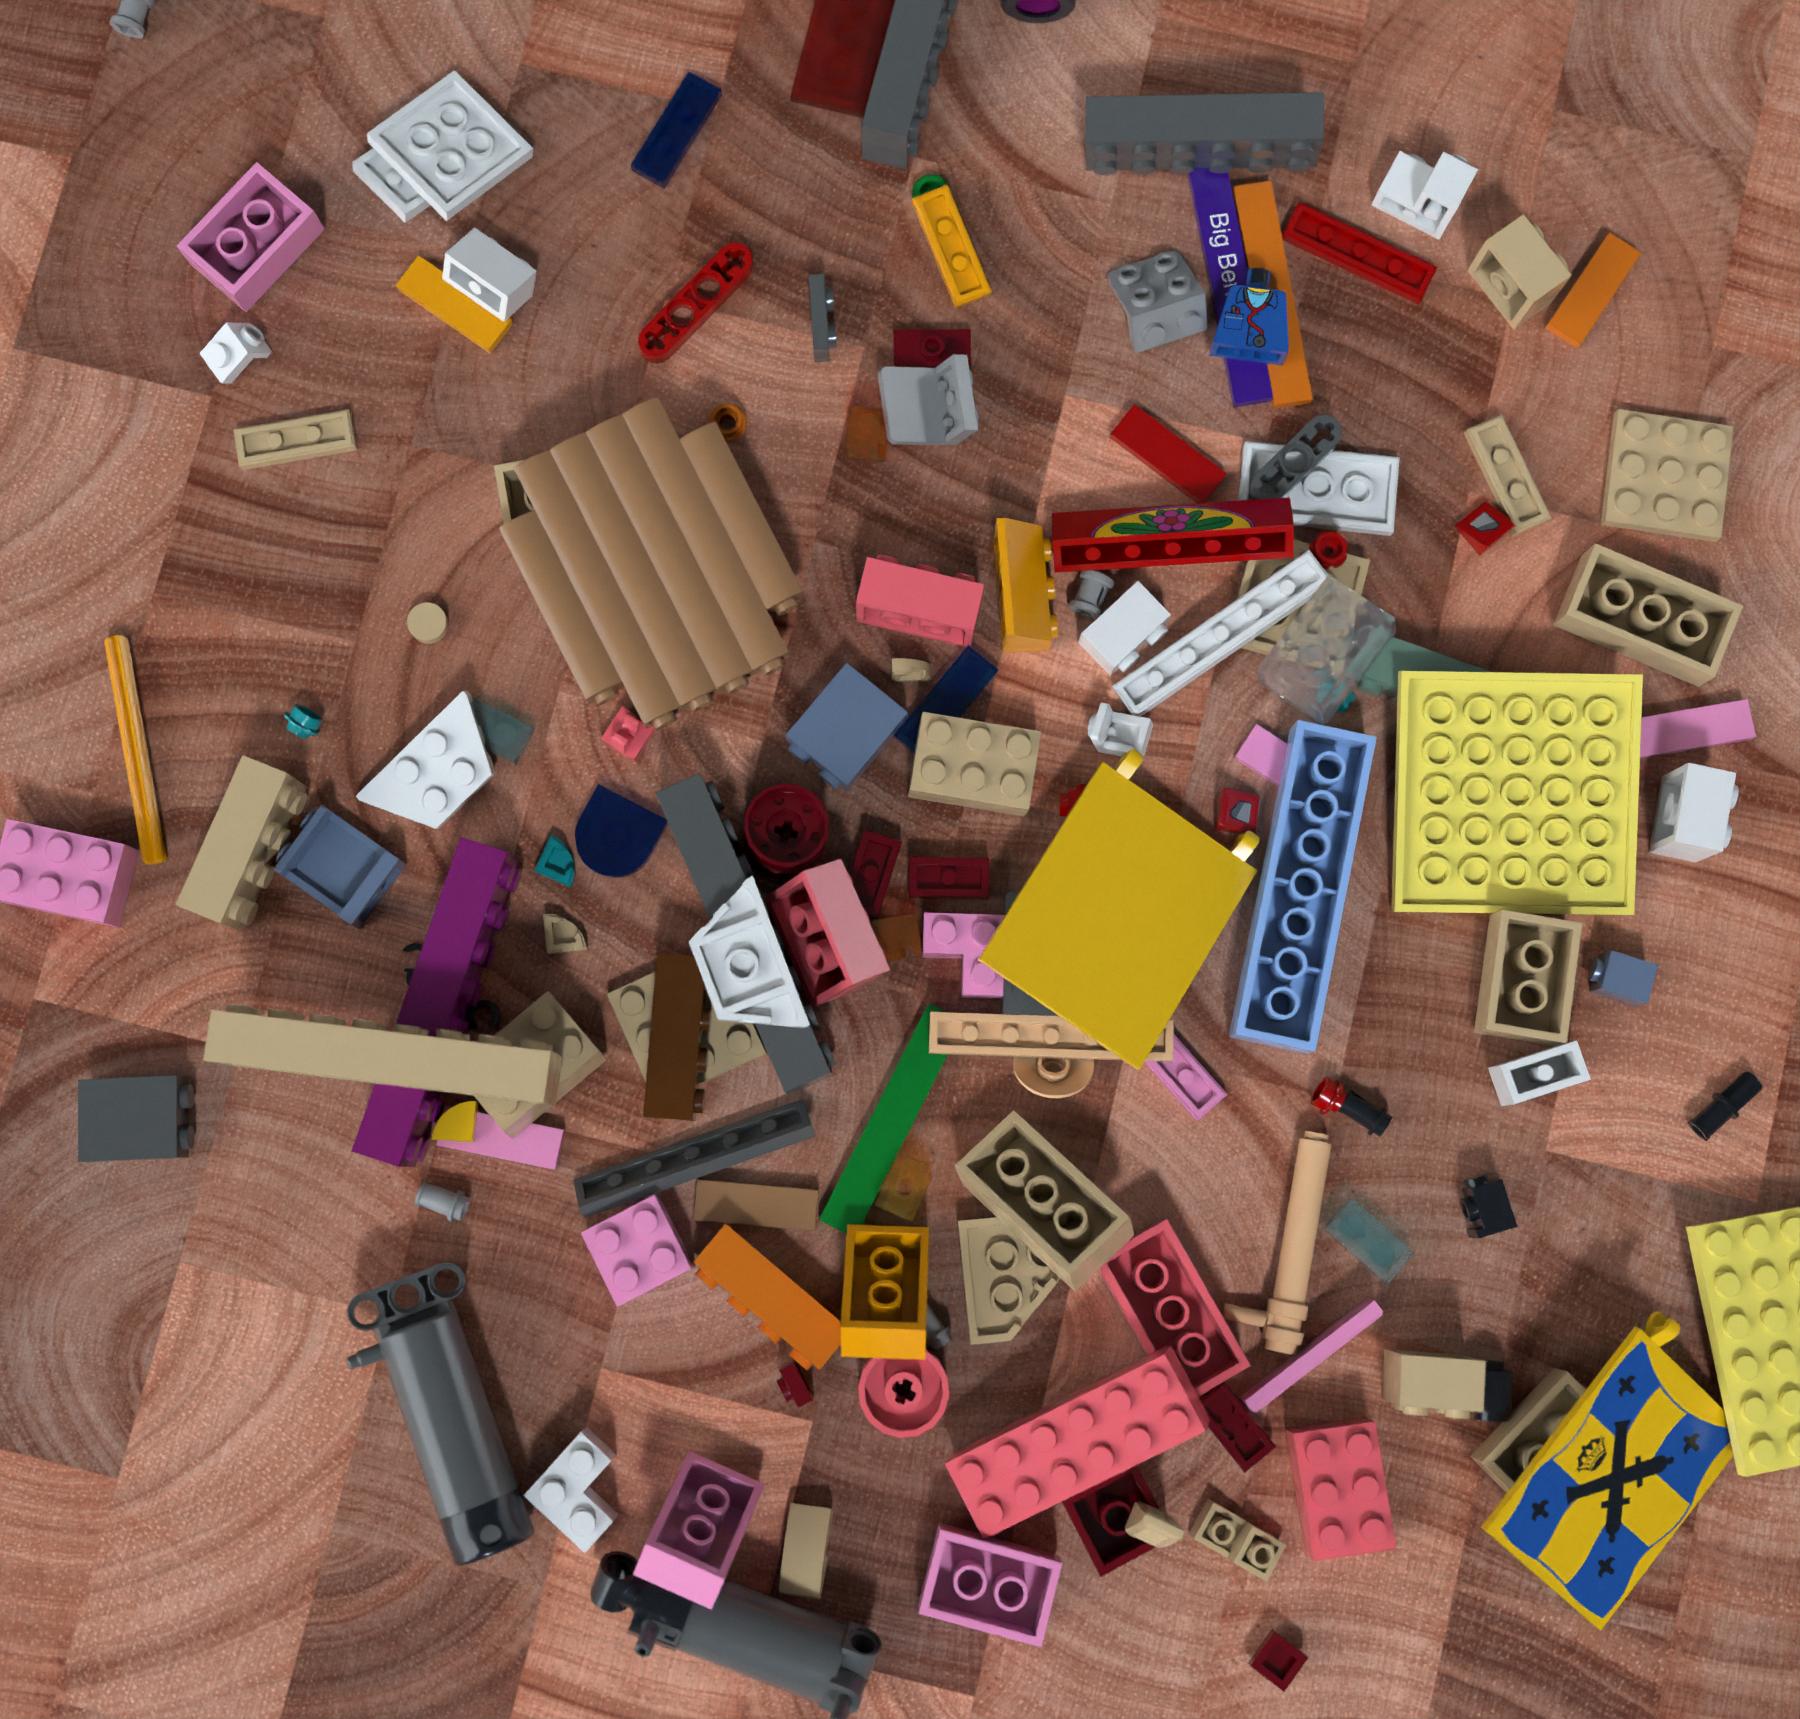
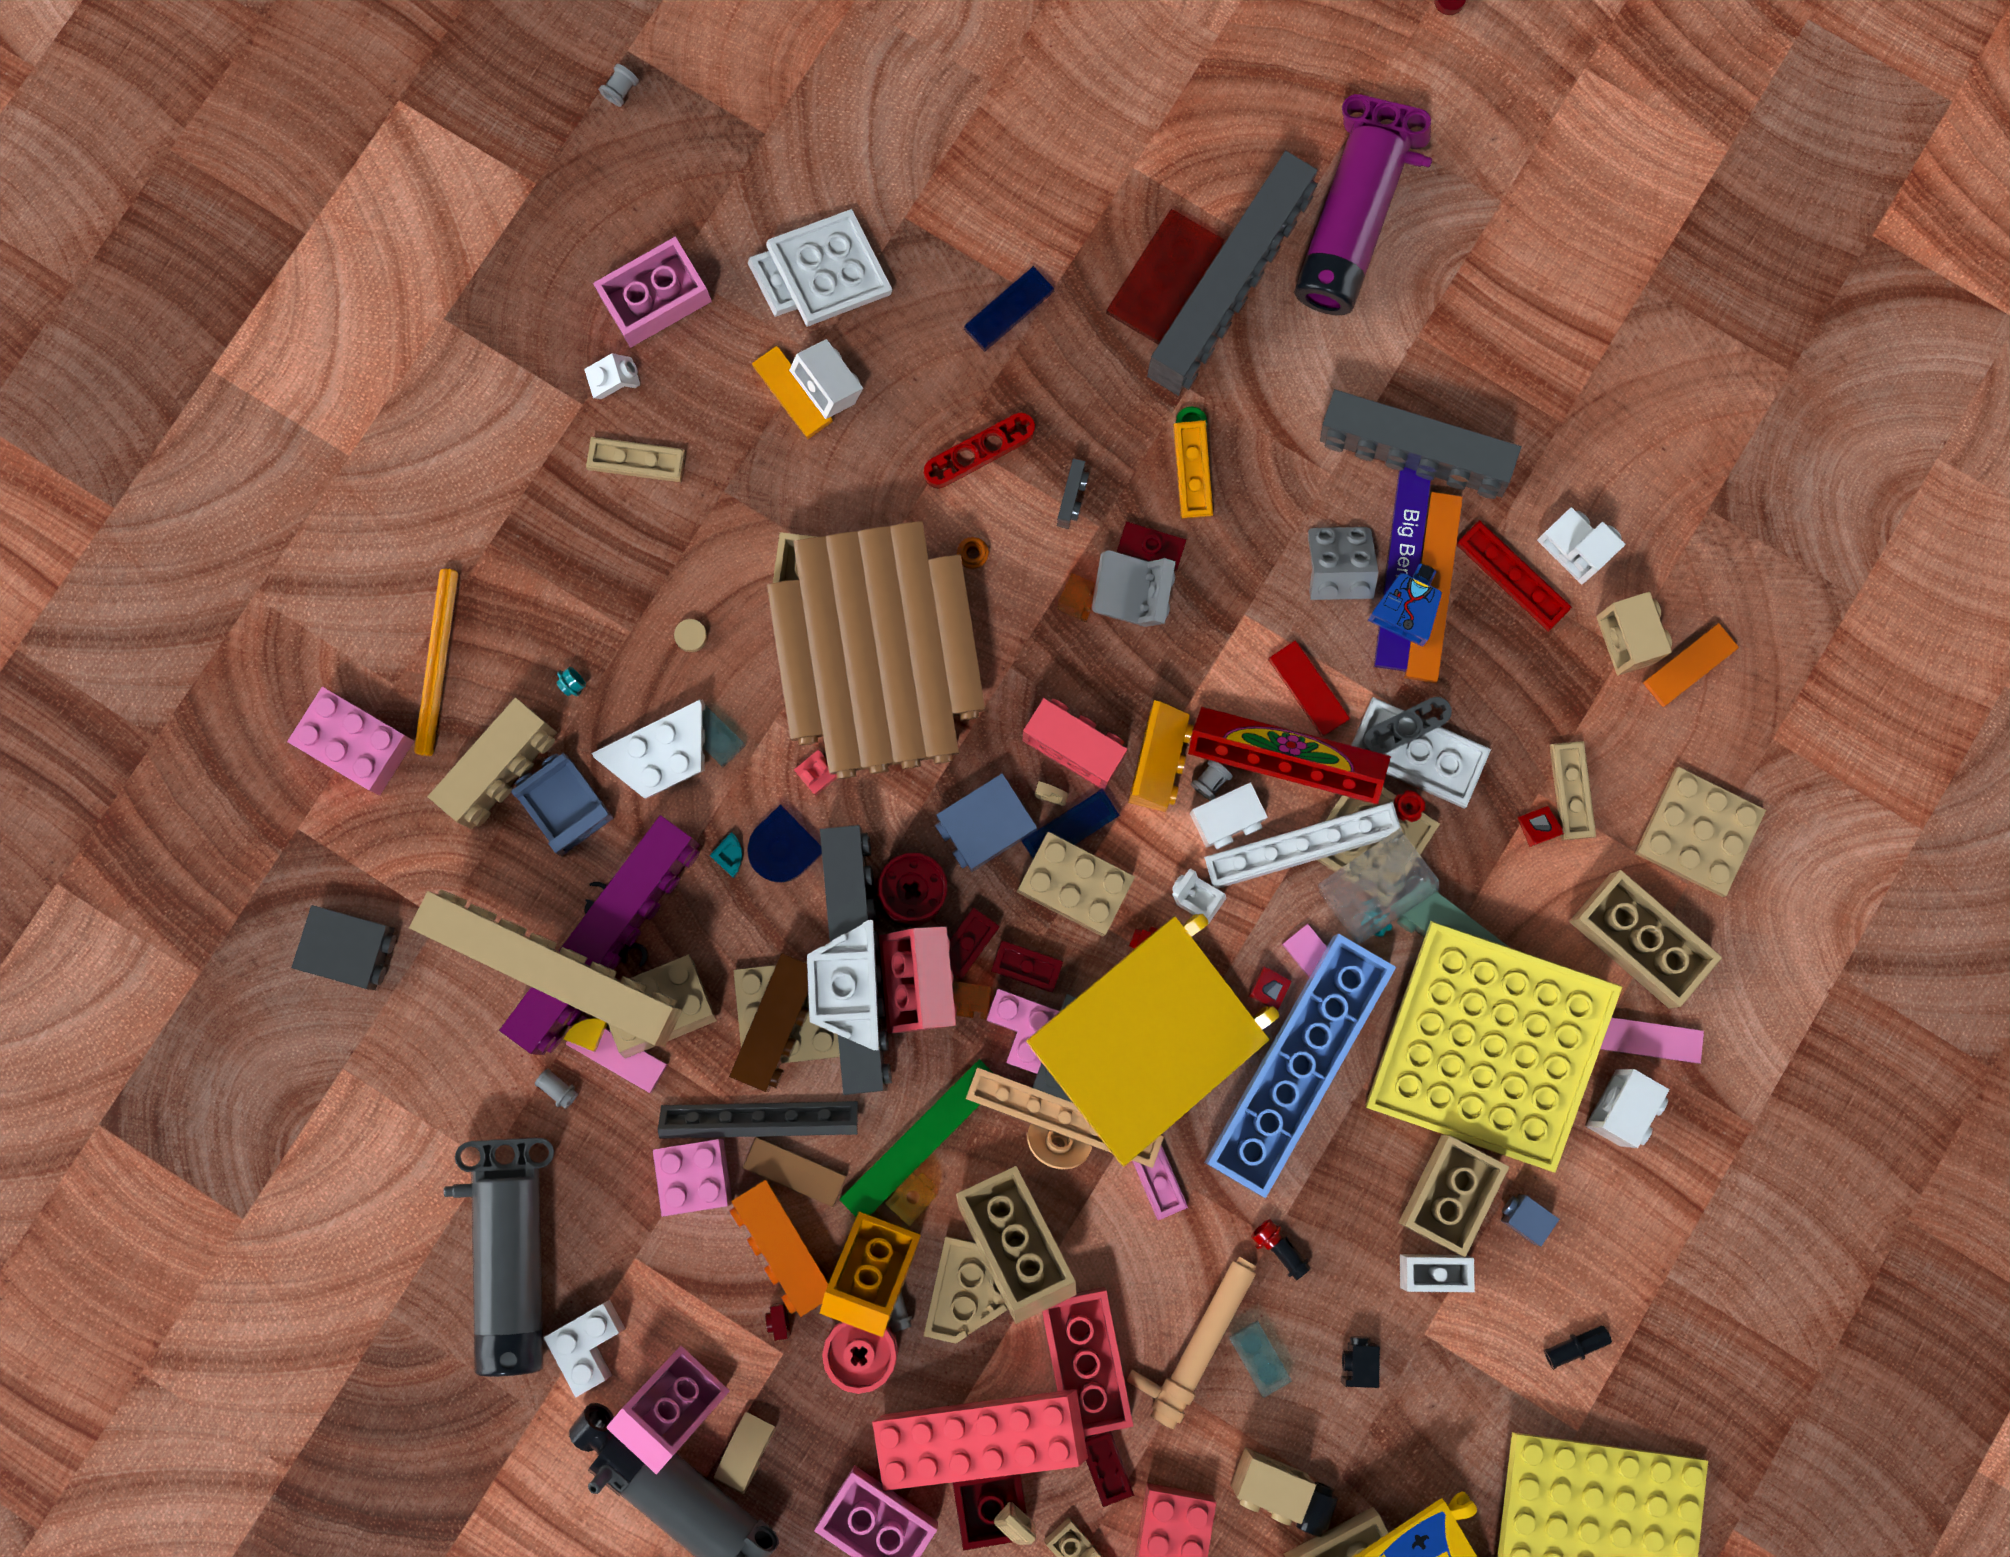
camera: 20 degrees right, 0 degrees up
(562, 935) = (715, 913): tan tile -> none
(1311, 1355) = (1185, 1433): bright pink tile -> none

